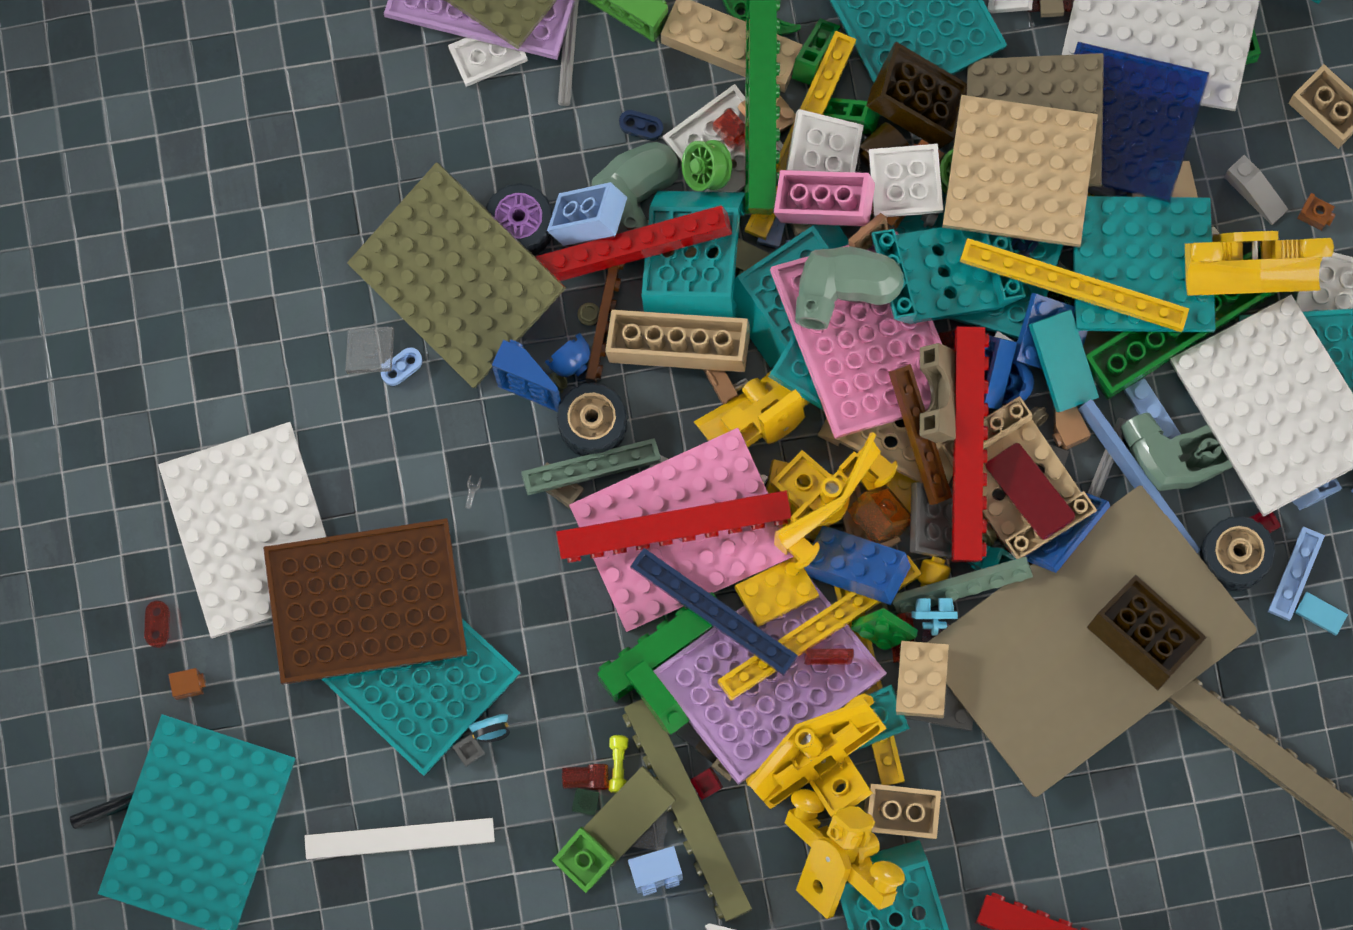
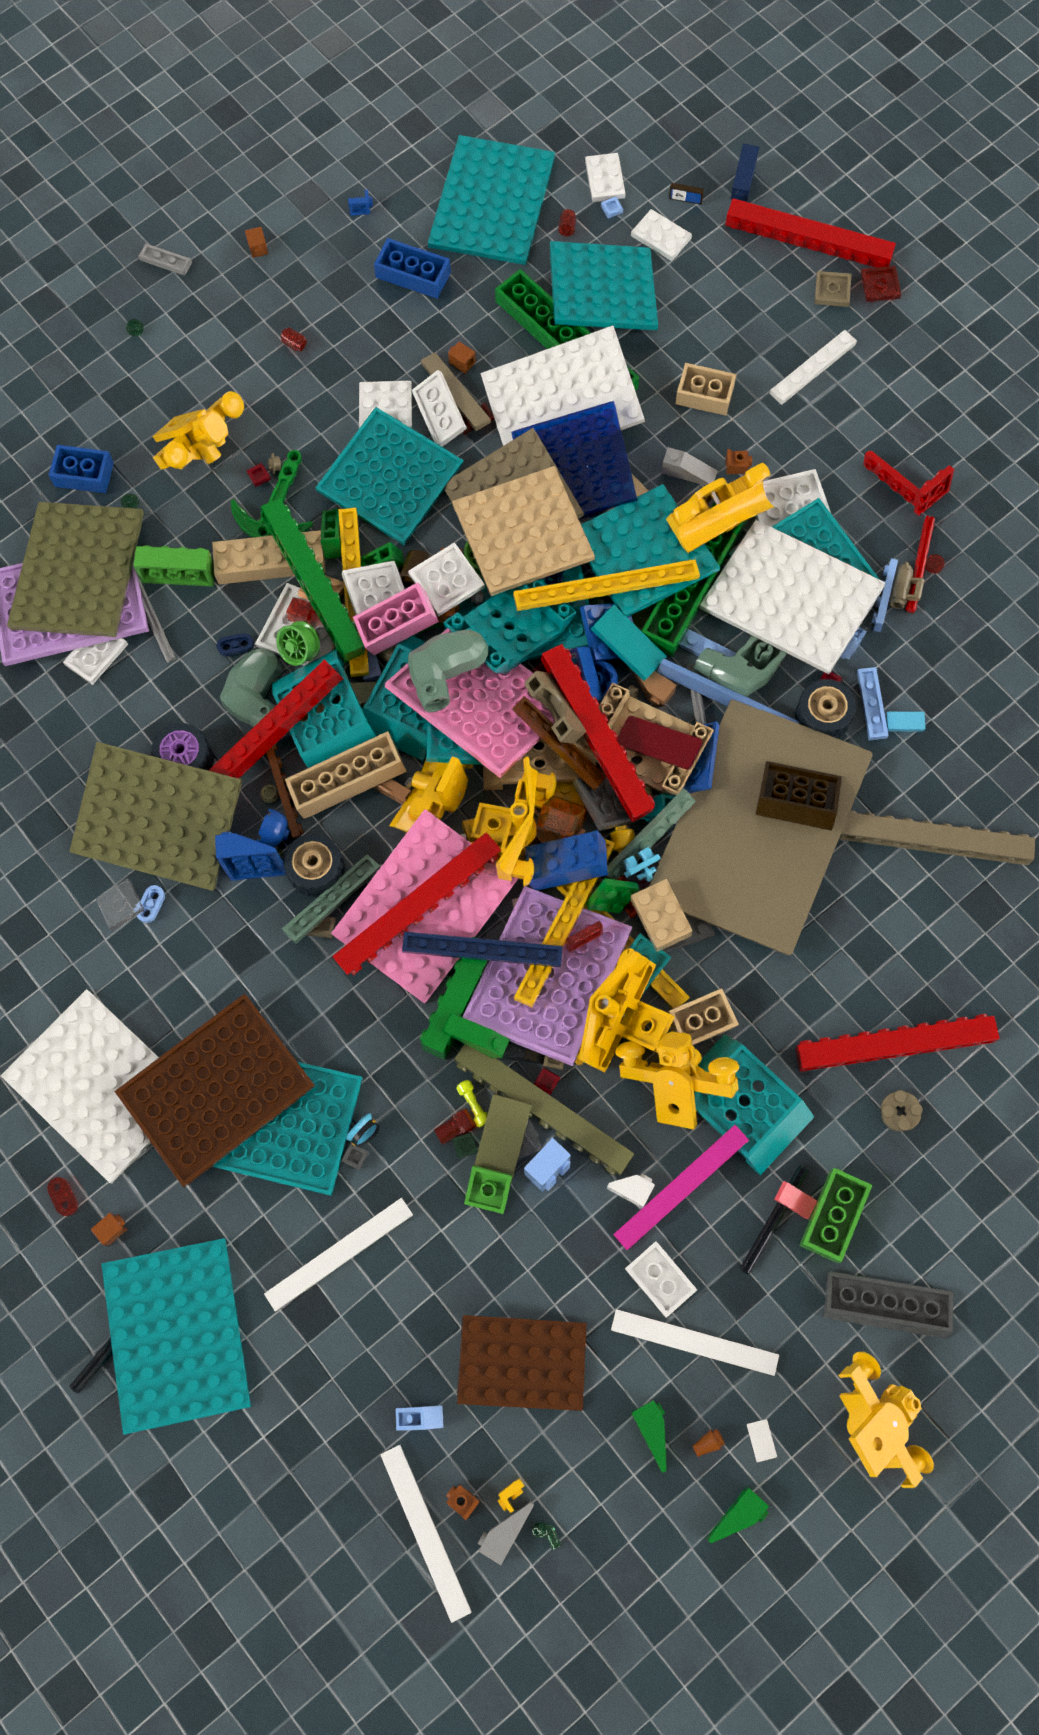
camera: 30 degrees left, 5 degrees down
(472, 489) = (252, 965): clear hand -> none
(587, 214) = (229, 720): light blue brick -> none
(776, 591) = (518, 912): yellow plate -> none
(863, 237) = (439, 627): medium nougat plate -> none
(917, 96) = (421, 522): dark brown slope -> none

